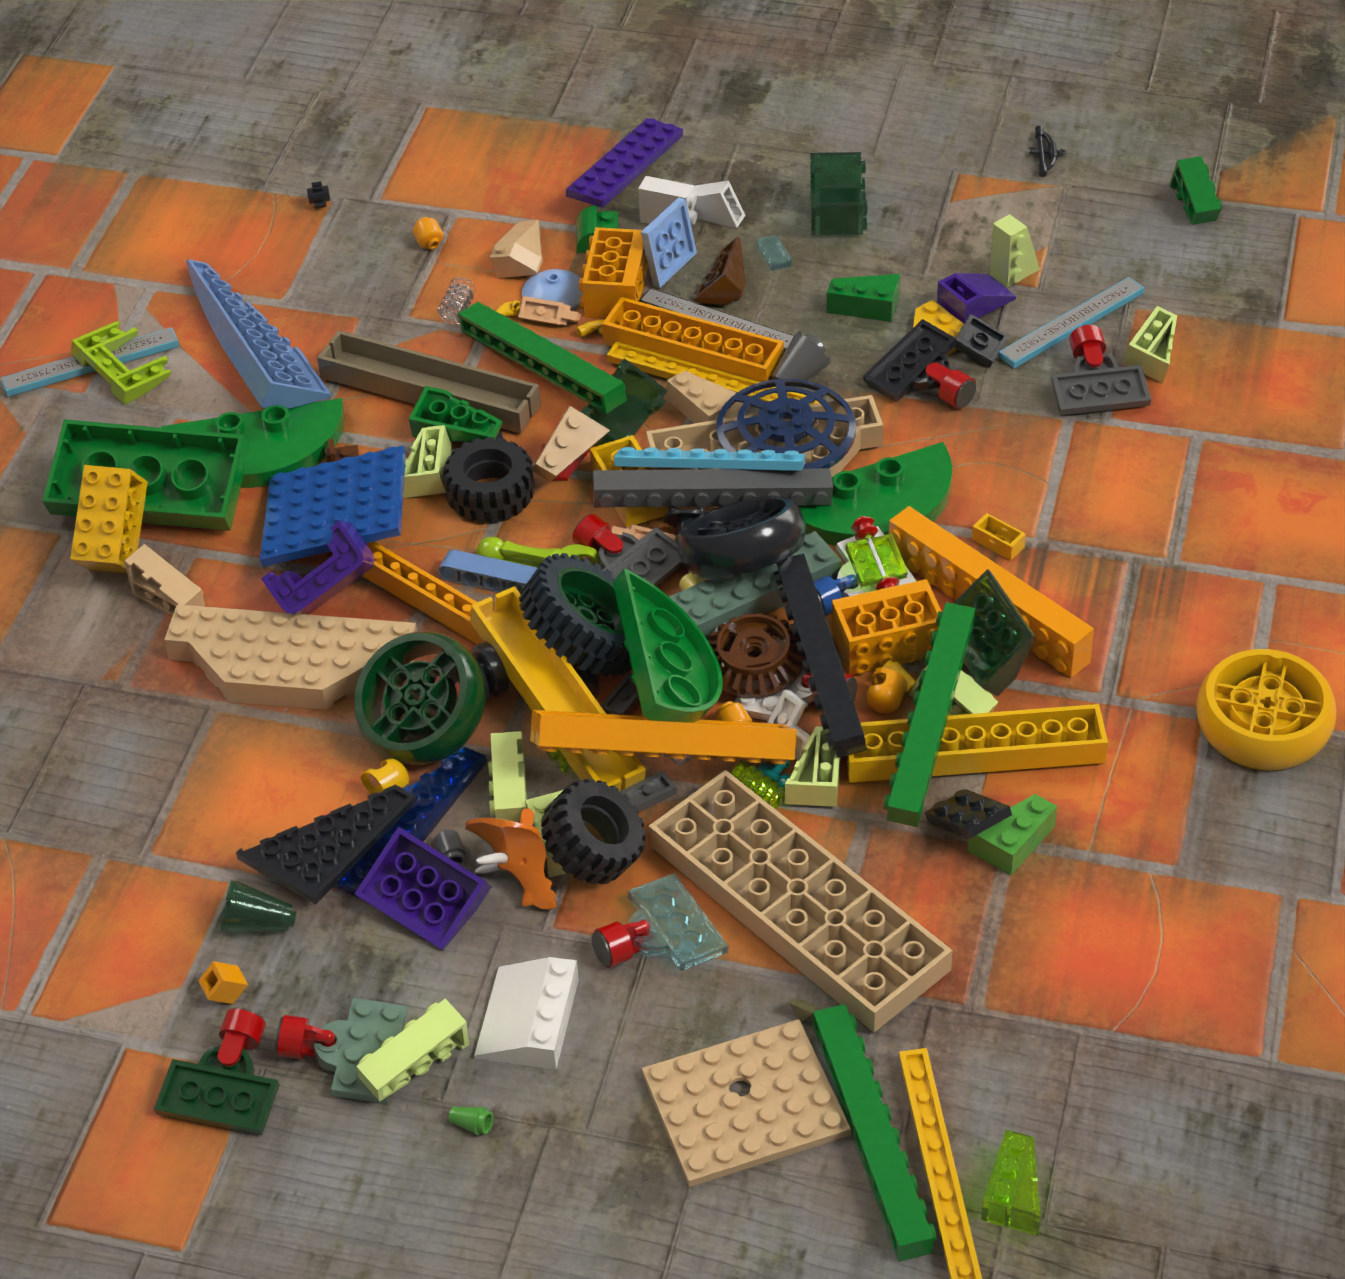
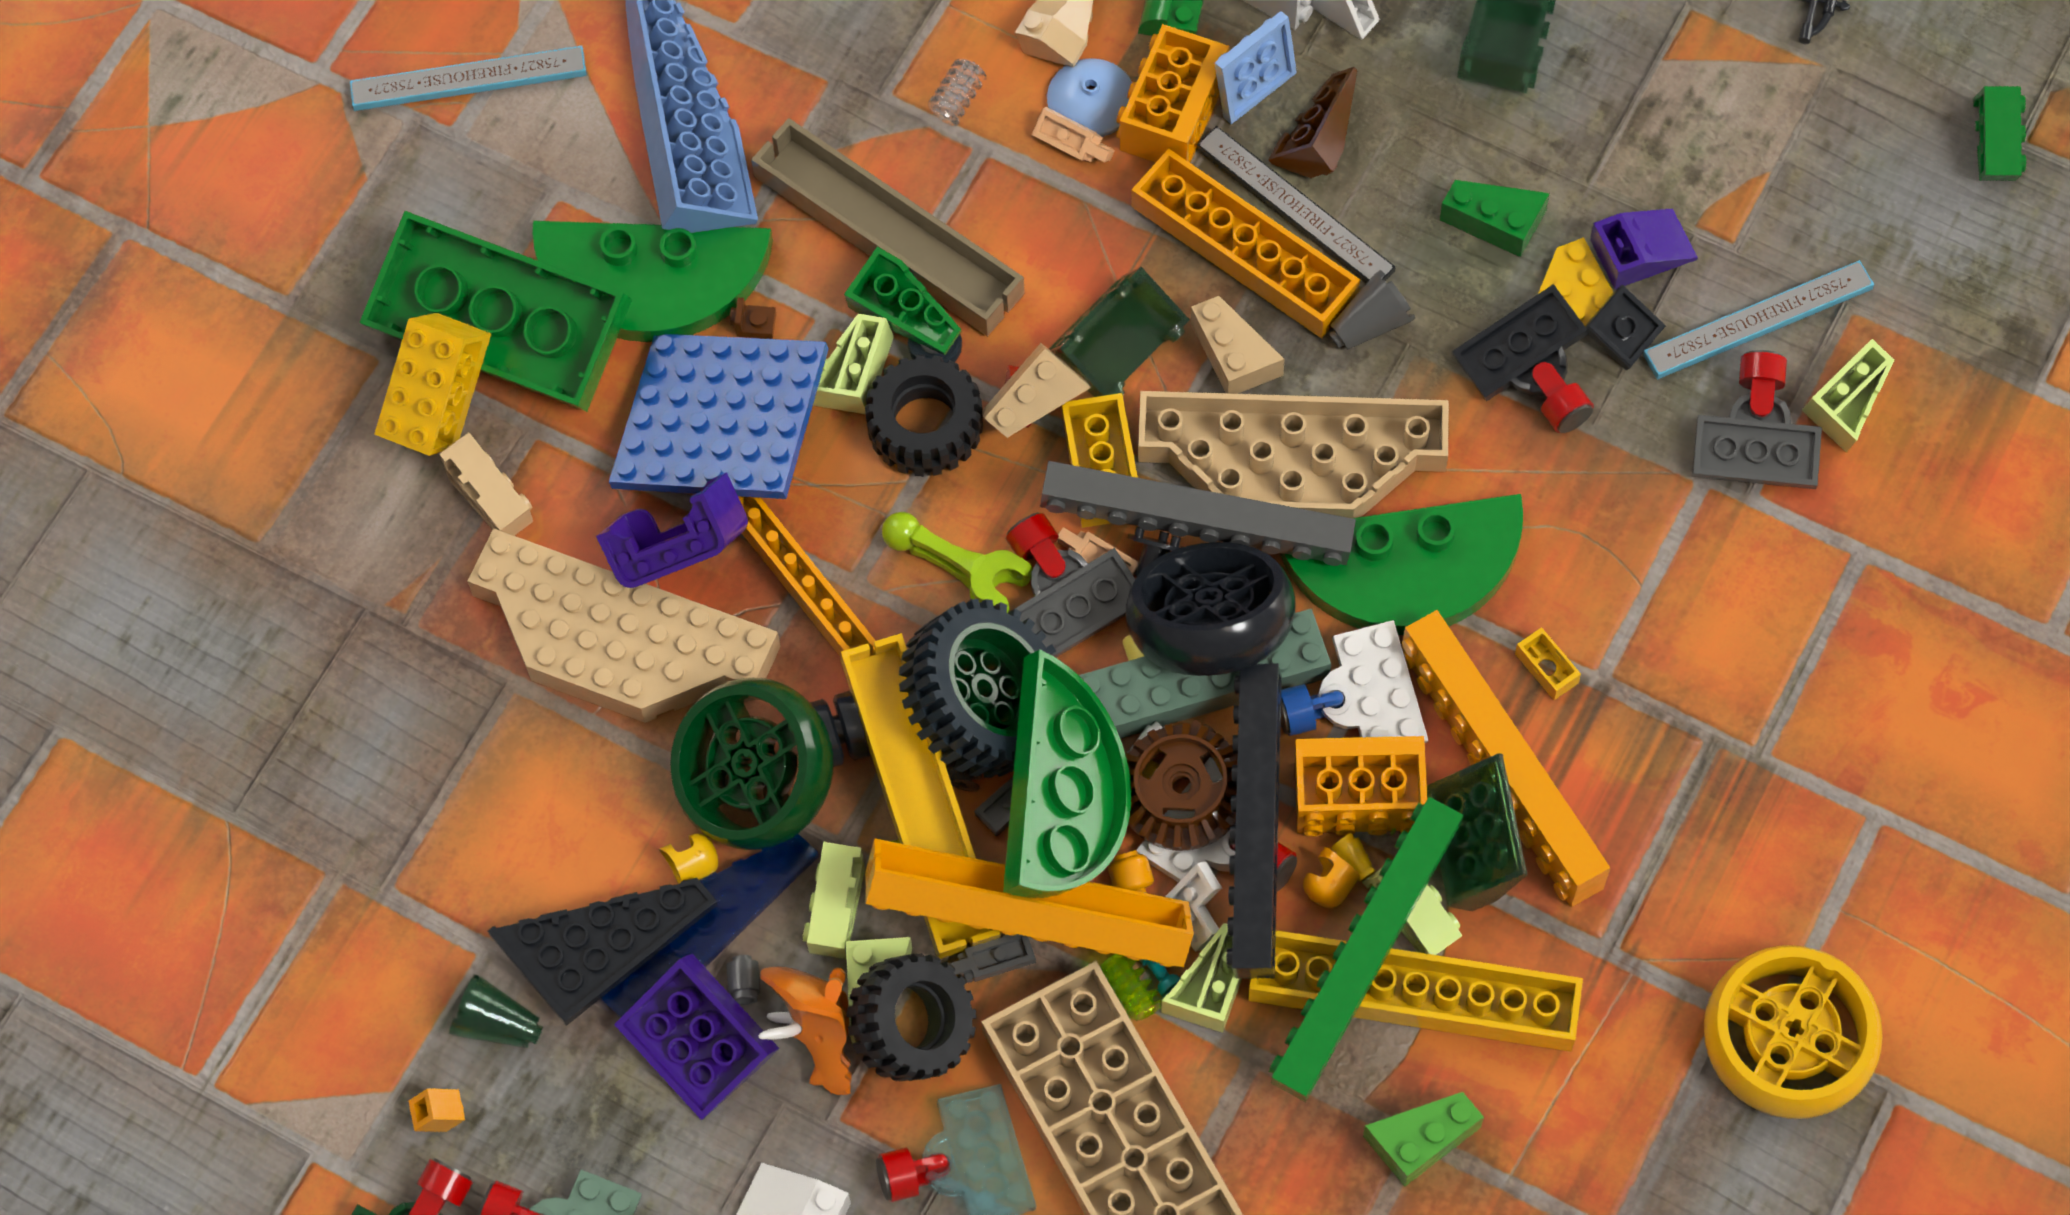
camera: 15 degrees right, 20 degrees up
(125, 384) = (471, 71): lime wedge -> none
(484, 571) = (897, 567): medium blue beam -> none
(509, 308) = (1018, 118): yellow arm -> none
(543, 357) = (1041, 225): green brick -> none
(590, 327) = (1122, 174): yellow arm -> none
(668, 367) = (1256, 308): yellow plate -> none
(716, 460) = (1205, 470): medium azure plate -> none
(774, 252) = (1398, 98): clear light blue tile -> none
(800, 423) = (1318, 445): dark blue dish -> none
(875, 558) = (1373, 678): clear neon green plate -> none
(968, 813) = (1374, 1096): black plate -> none
(1011, 252) = (1708, 193): yellowish green wedge -> none

